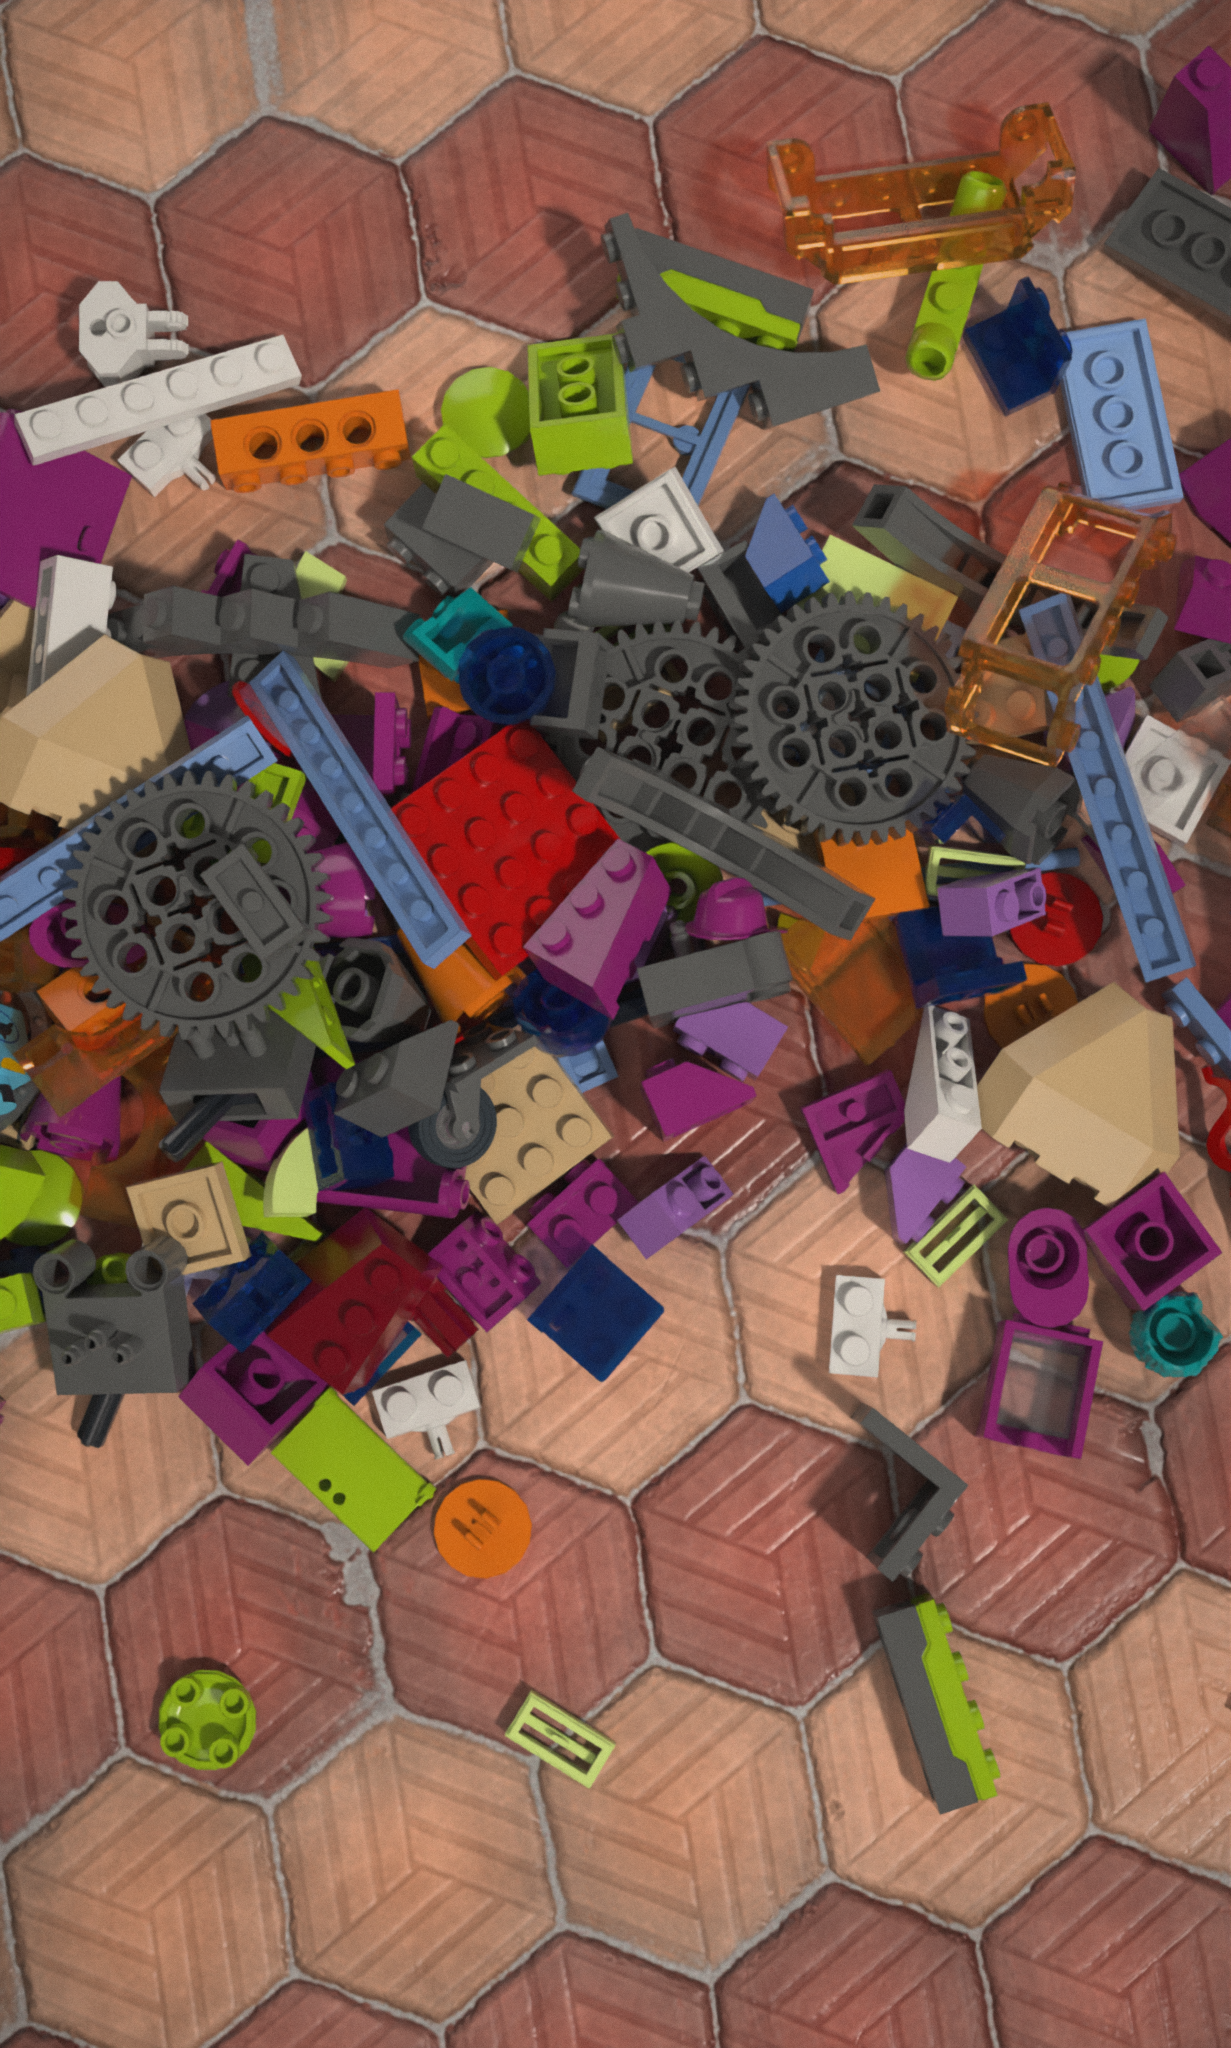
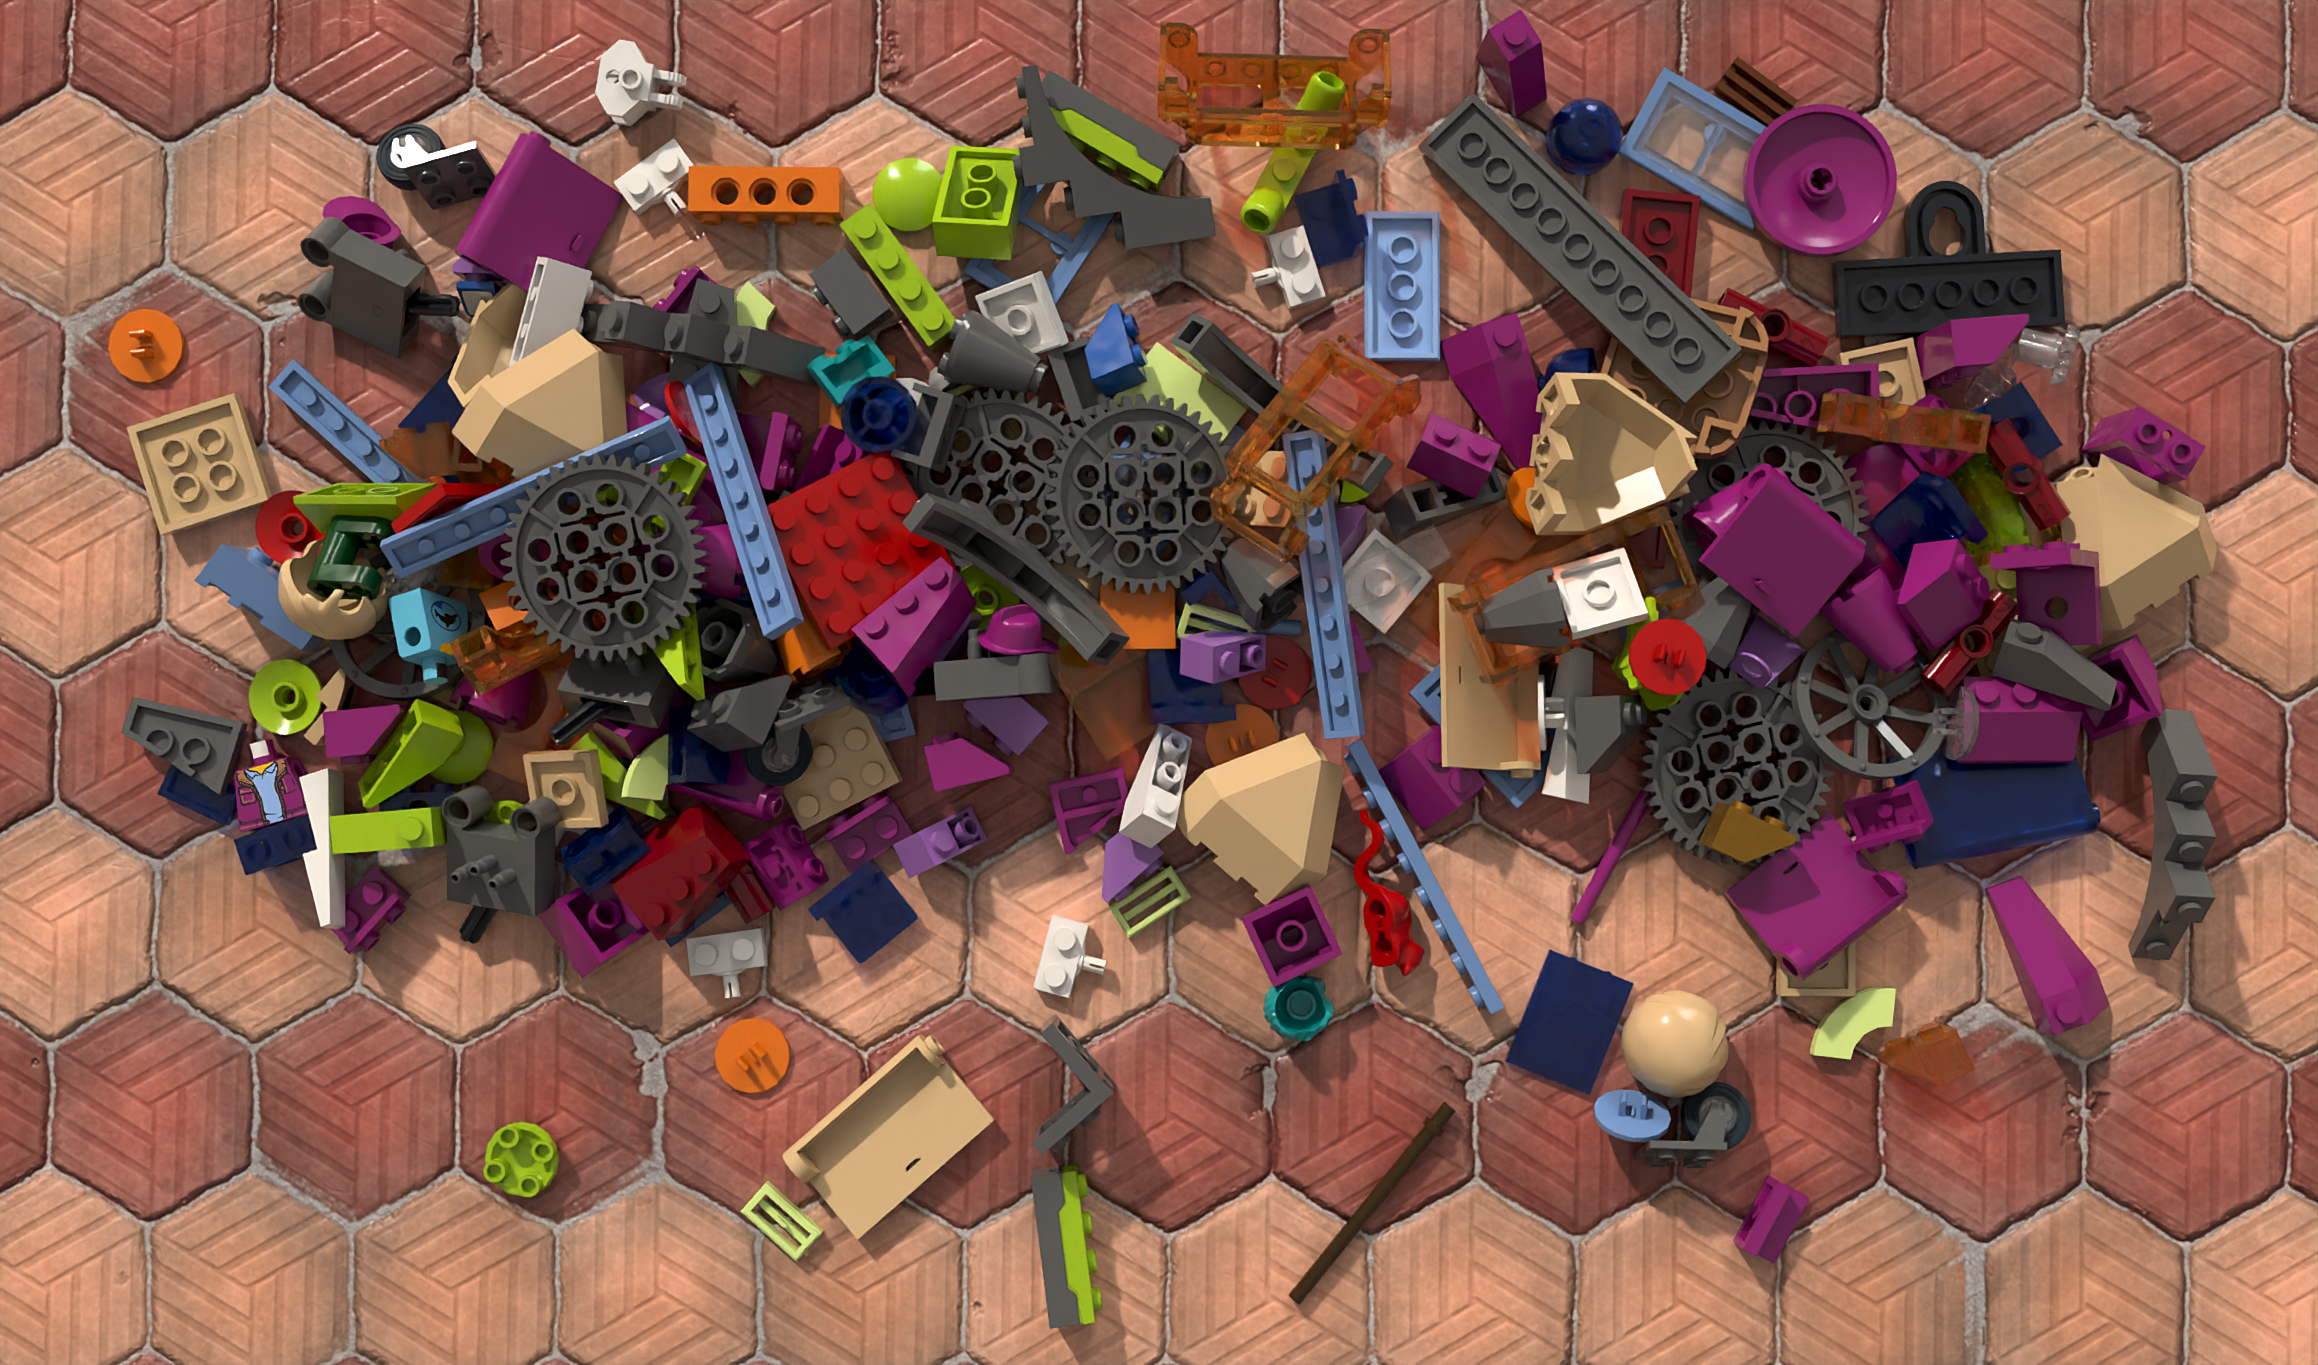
camera: 10 degrees right, 5 degrees up
(157, 399) = (650, 142): white plate -> none
(255, 904) = (642, 569): dark grey panel -> none
(359, 1471) = (662, 994): lime door -> none
(481, 523) = (879, 291): dark grey panel -> none
(689, 1574) = (898, 1115): none -> tan door
(977, 419) = (1292, 268): none -> white plate
(1040, 1387) = (1189, 1027): window -> none
(1048, 1267) = (1210, 940): magenta piece -> none

